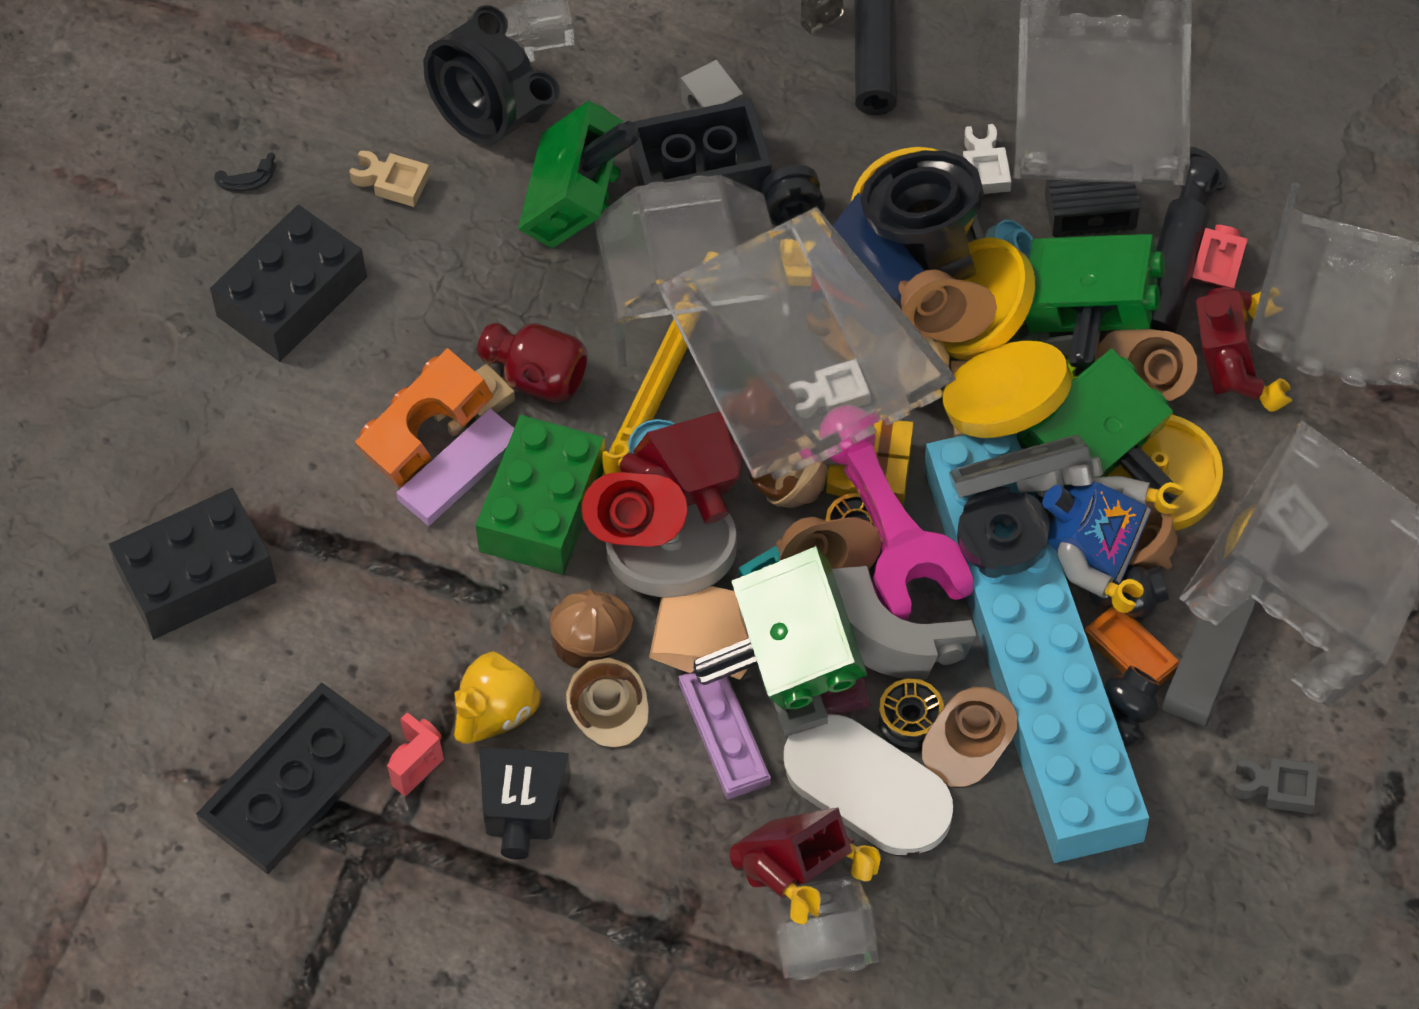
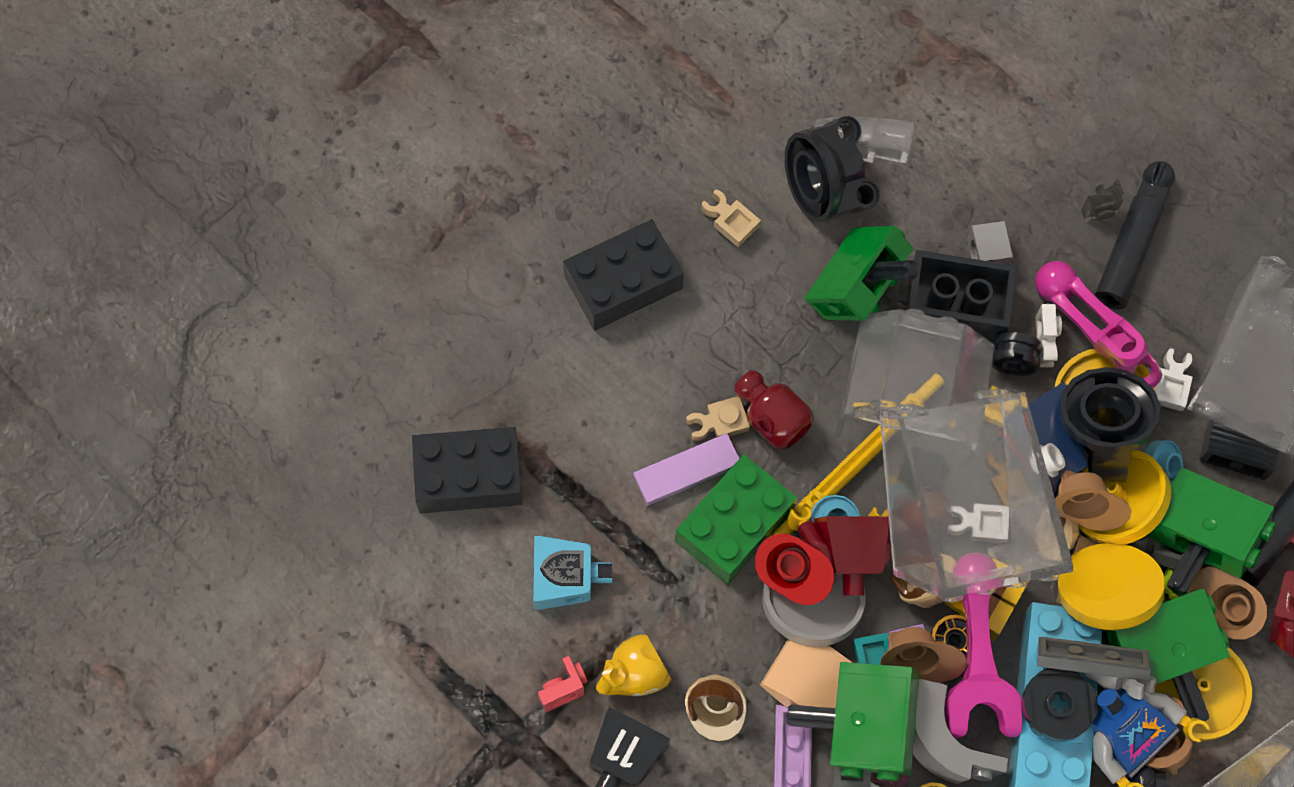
camera: 20 degrees right, 10 degrees up
(249, 180) = (627, 178): black piece -> none
(294, 778) = (472, 667): black plate -> none
(362, 630) = (565, 572): none -> medium azure torso
(443, 388) = (646, 431): orange arch -> none
(589, 627) = (729, 637): medium nougat piece -> none
(819, 156) = (1047, 329): none -> white plate
(882, 272) = (1053, 459): none -> white plate
(902, 127) = (1118, 341): none -> dark pink piece

